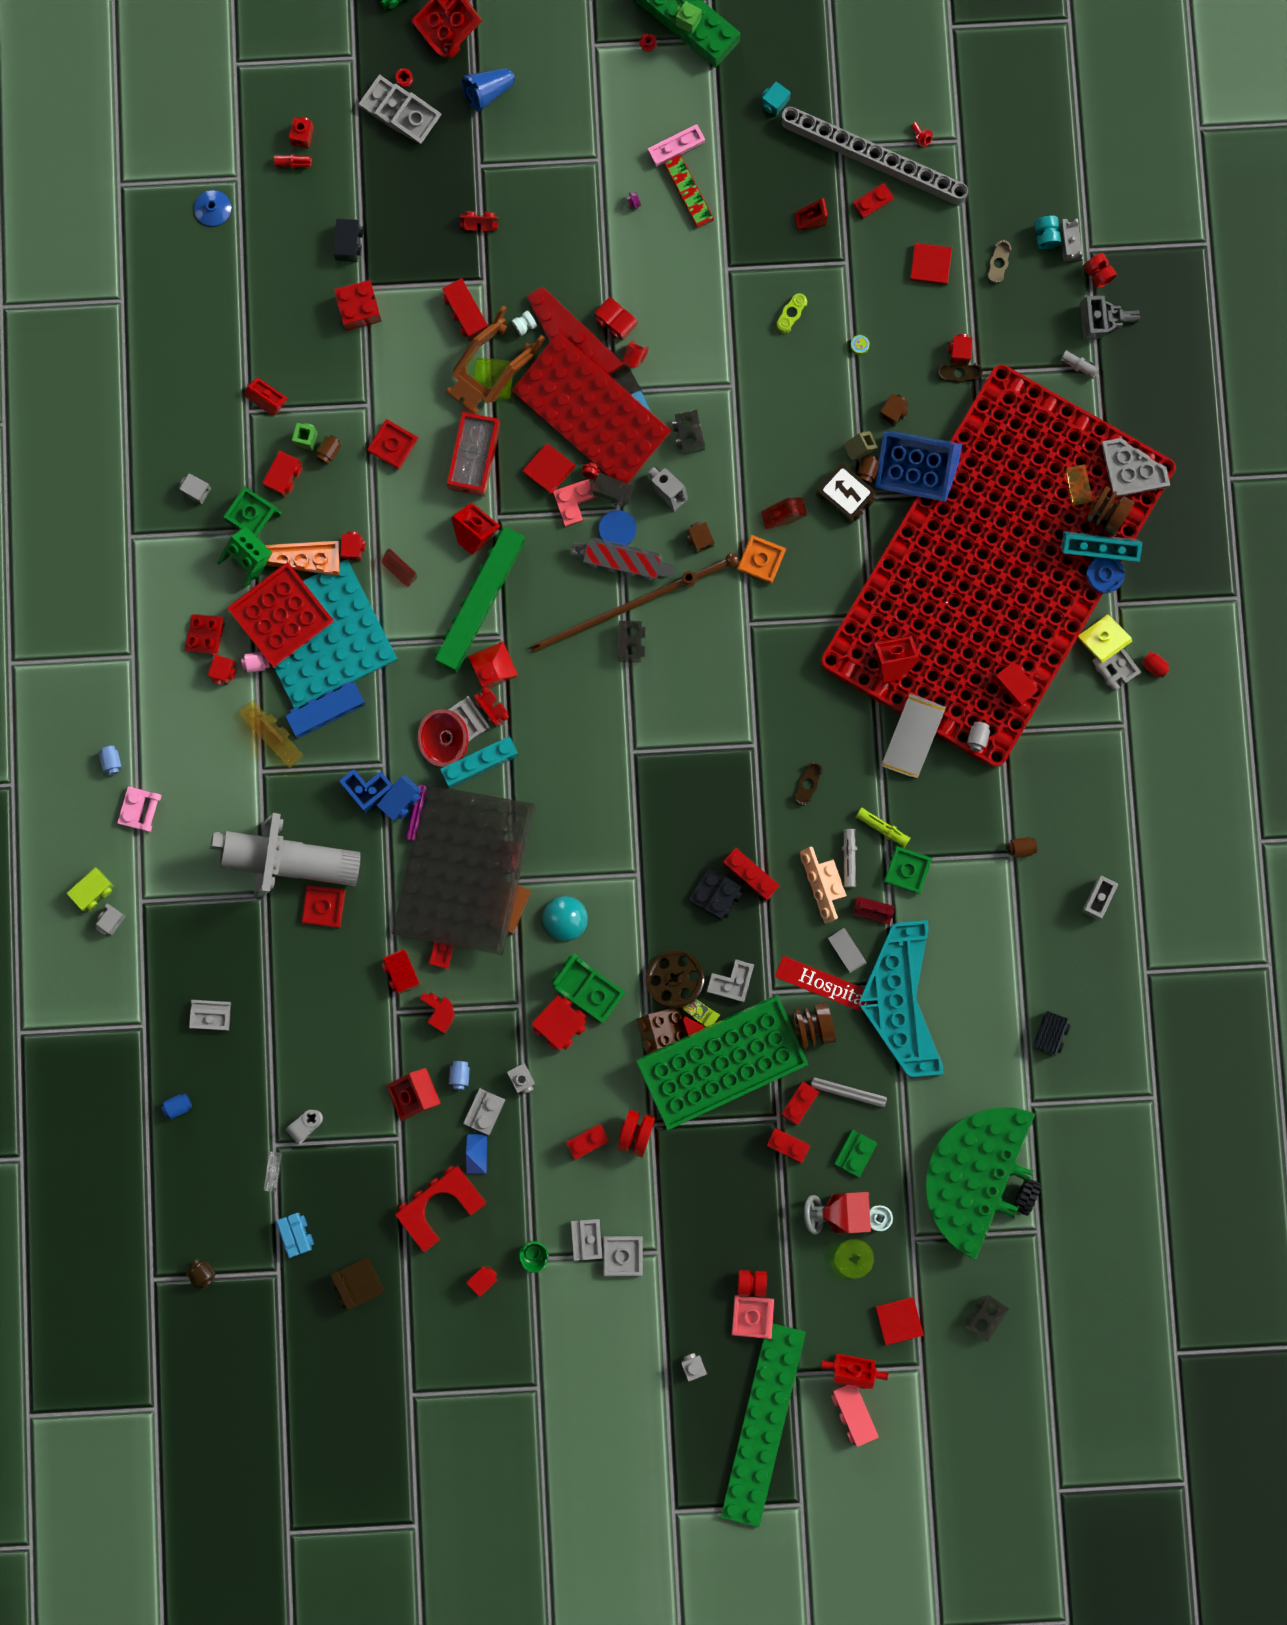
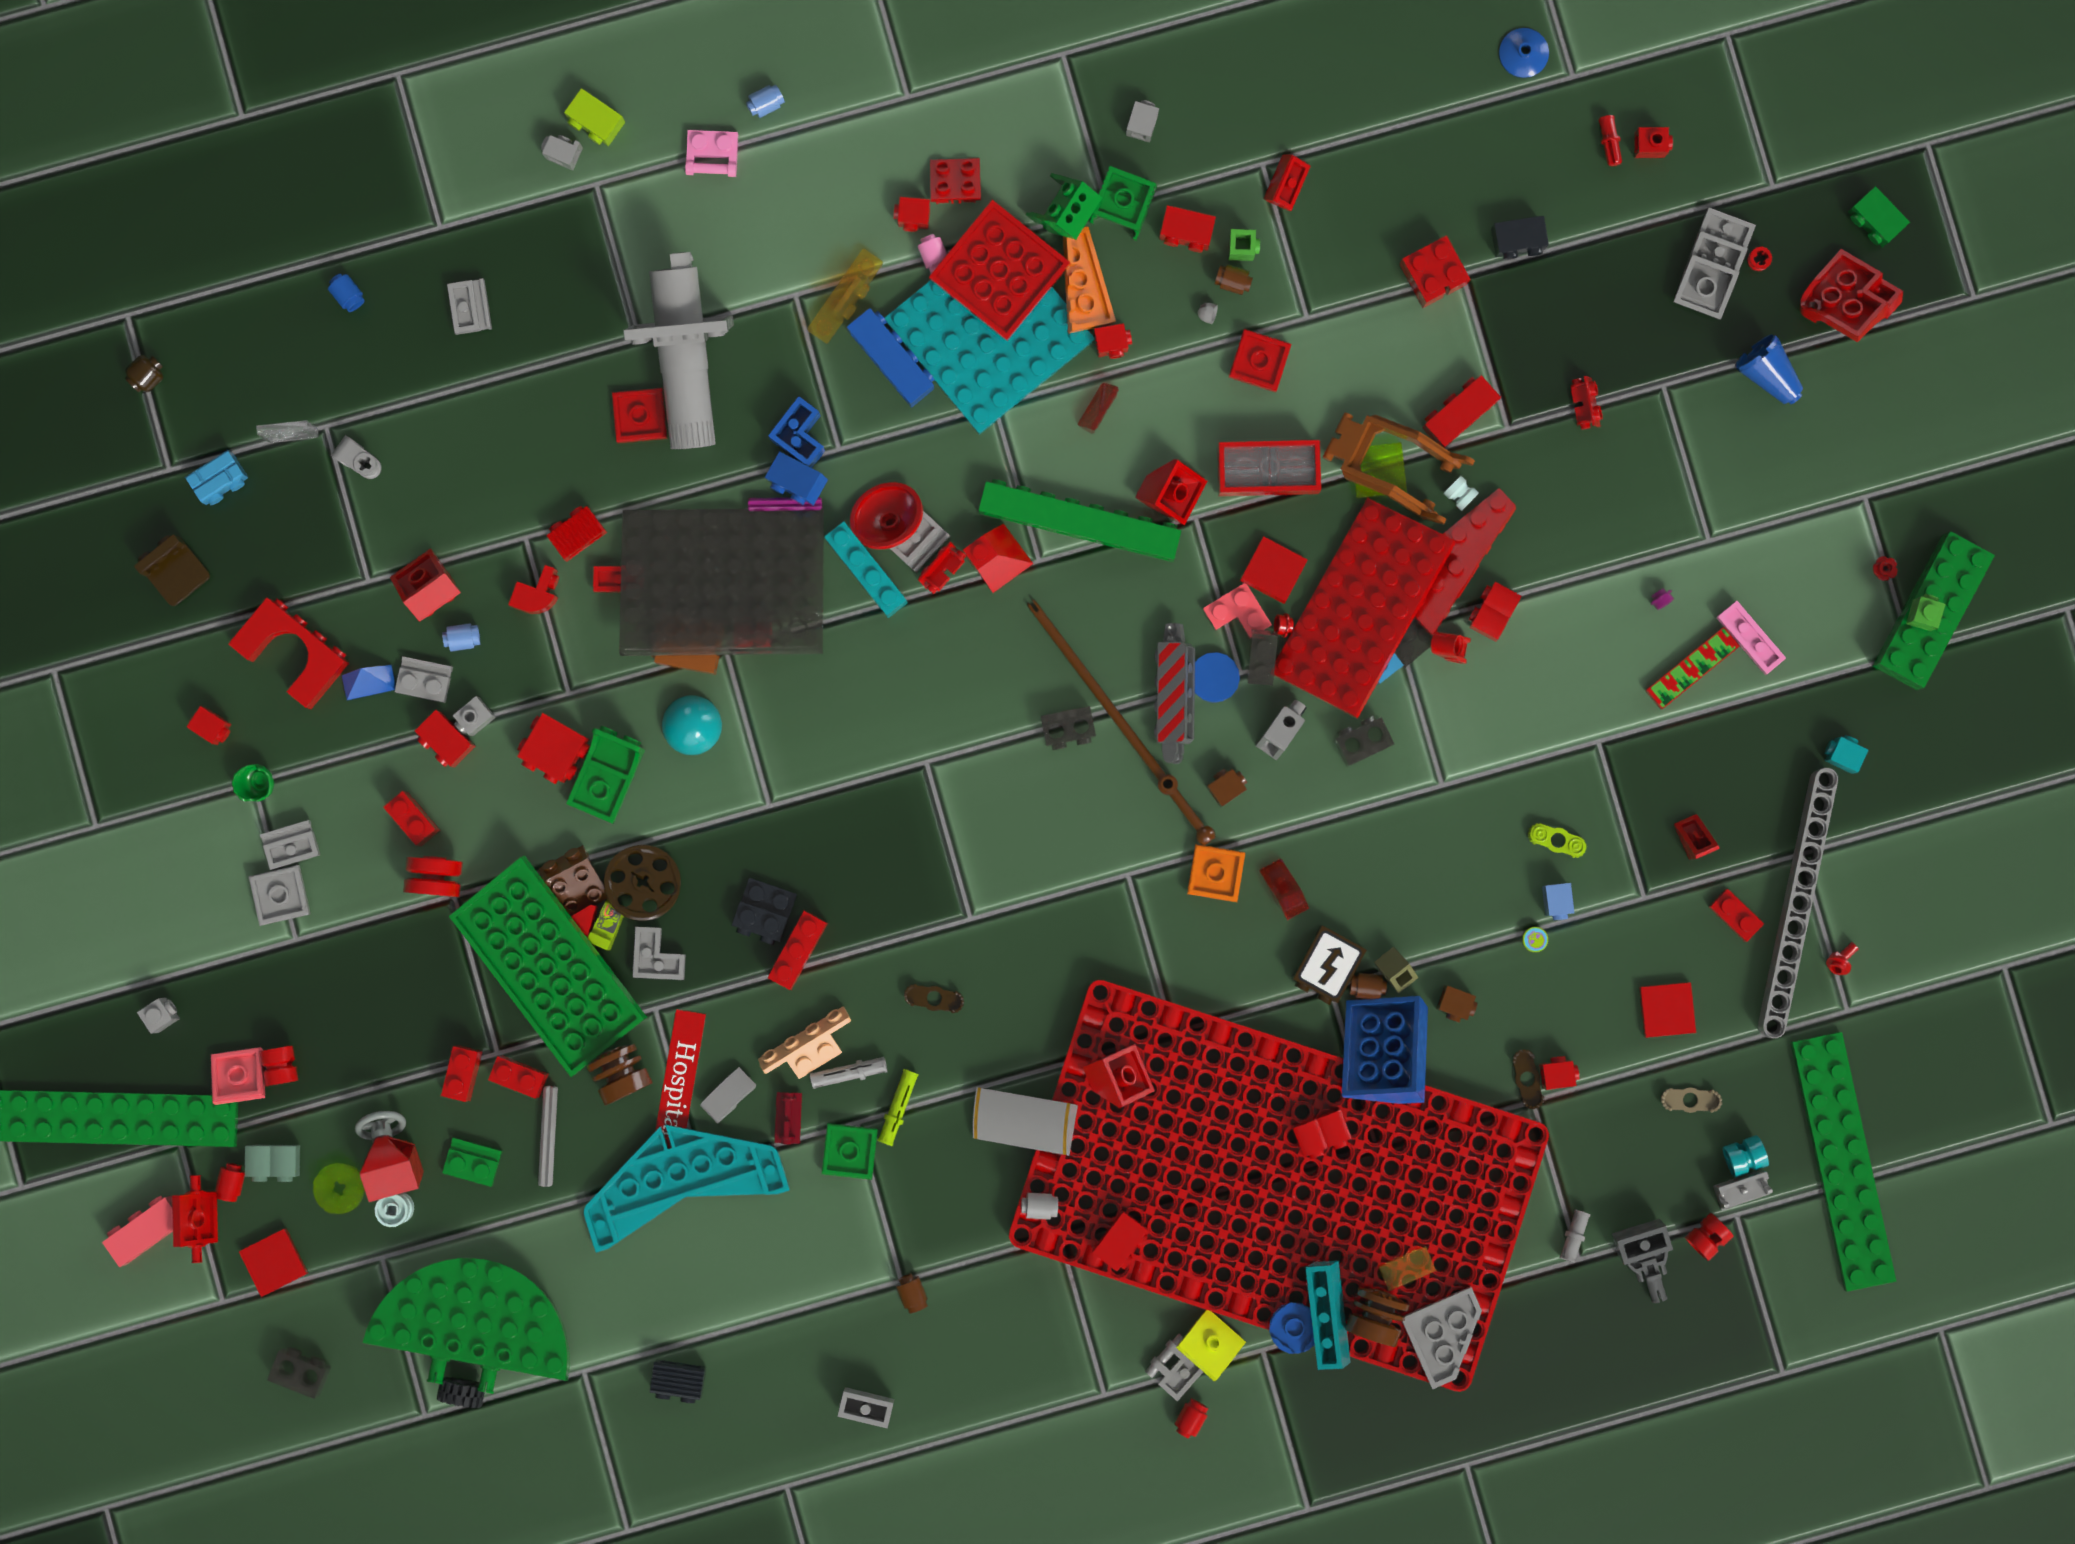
camera: 75 degrees right, 5 degrees up
(347, 474) = (1207, 312): none -> light grey hinge
(533, 1104) = (444, 739): none -> red brick
(823, 1304) = (272, 1161): none -> sand green brick
(832, 1340) = (230, 1182): none -> red brick
(835, 321) = (1558, 901): none -> medium blue brick
(968, 522) = (1322, 1133): none -> red brick
(1065, 167) = (1843, 1161): none -> green plate

